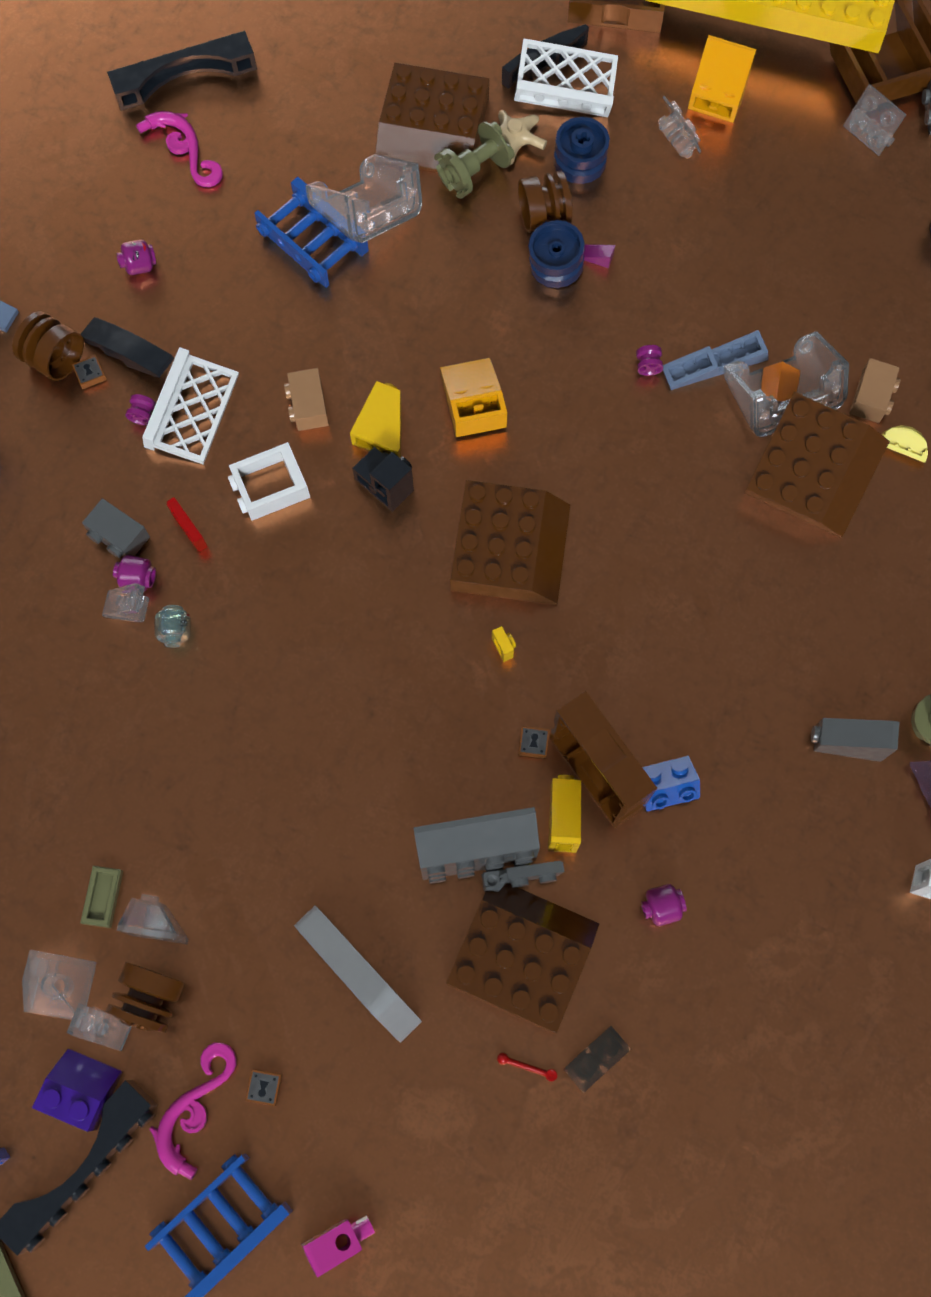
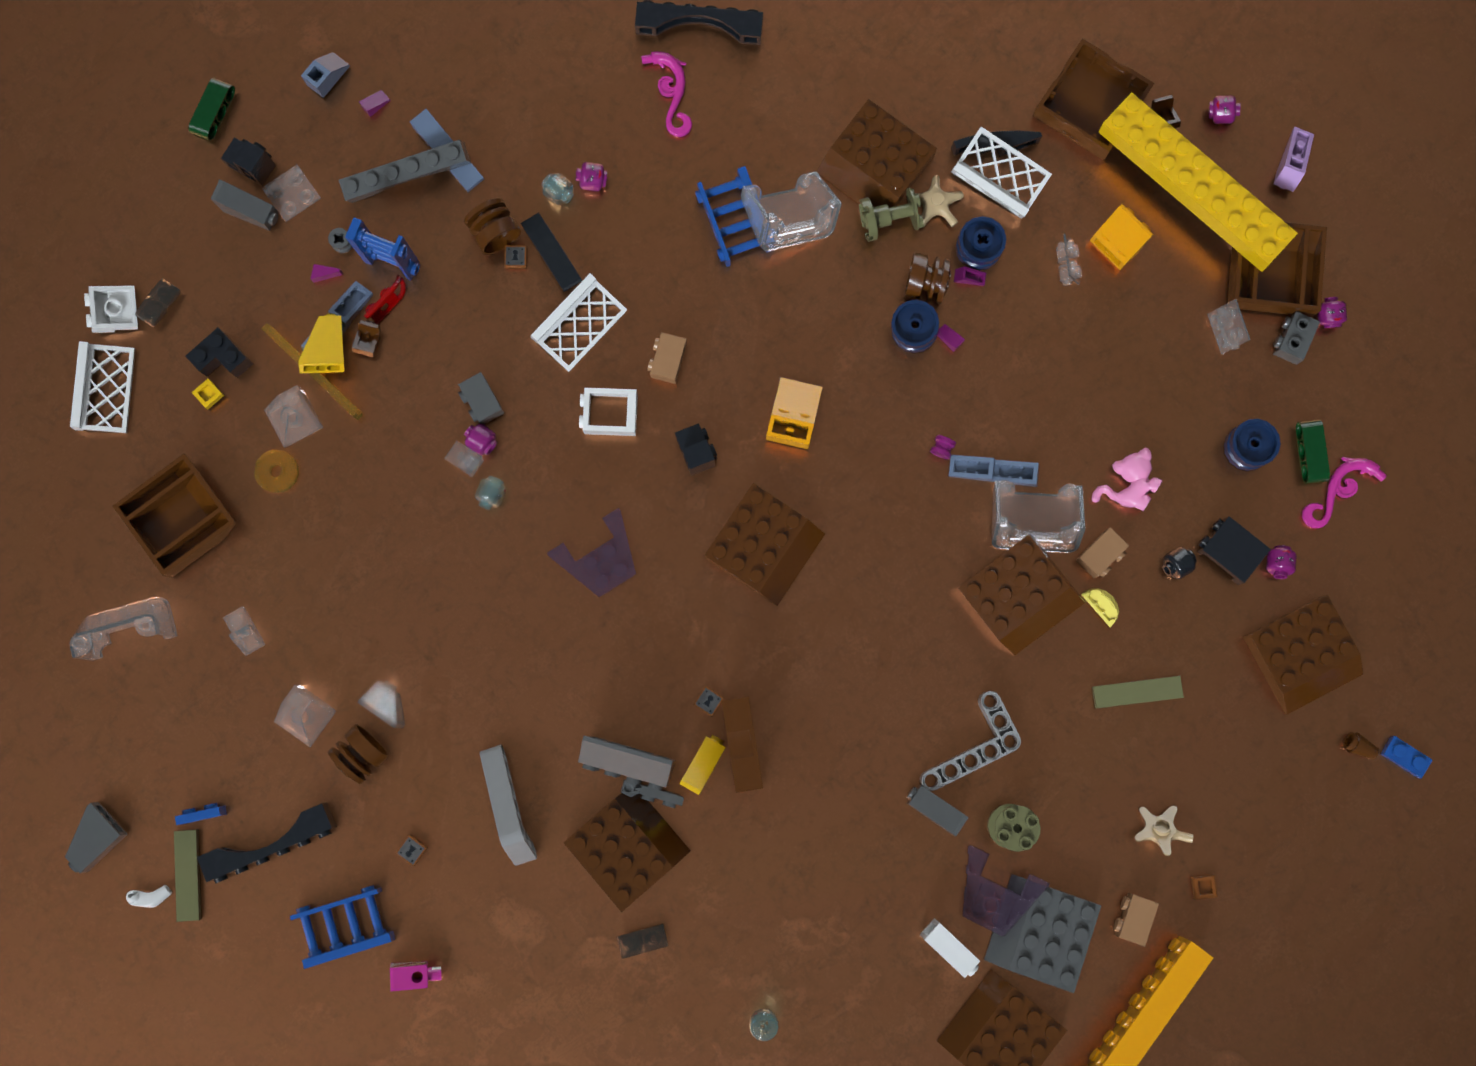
camera: 25 degrees right, 10 degrees up
(77, 1090) = (288, 793): dark purple slope -> none
(98, 1027) = (316, 756): clear slope -> none
(101, 897) = (358, 667): olive tile -> none
(104, 283) = (557, 189): none -> clear light blue head
(140, 409) = (540, 308): magenta wheel -> none
(167, 1153) = (331, 849): dark pink plant -> none
(186, 524) = (534, 417): red tile -> none
(342, 648) = (604, 566): none -> clear purple wing
(379, 421) = (714, 402): yellow slope -> none
(503, 643) = (723, 619): yellow plate -> none
(551, 1075) = (606, 934): red hinge -> none
(585, 189) = (969, 276): none -> magenta piece
(664, 904) = (740, 861): magenta head -> none
(675, 783) = (788, 777): blue bracket -> none
(780, 381) = (1032, 513): orange brick -> none
(803, 1091) = (767, 1032): none -> clear light blue head
(862, 294) = (1136, 470): none -> bright pink animal
(863, 655) = (978, 751): none -> light grey beam

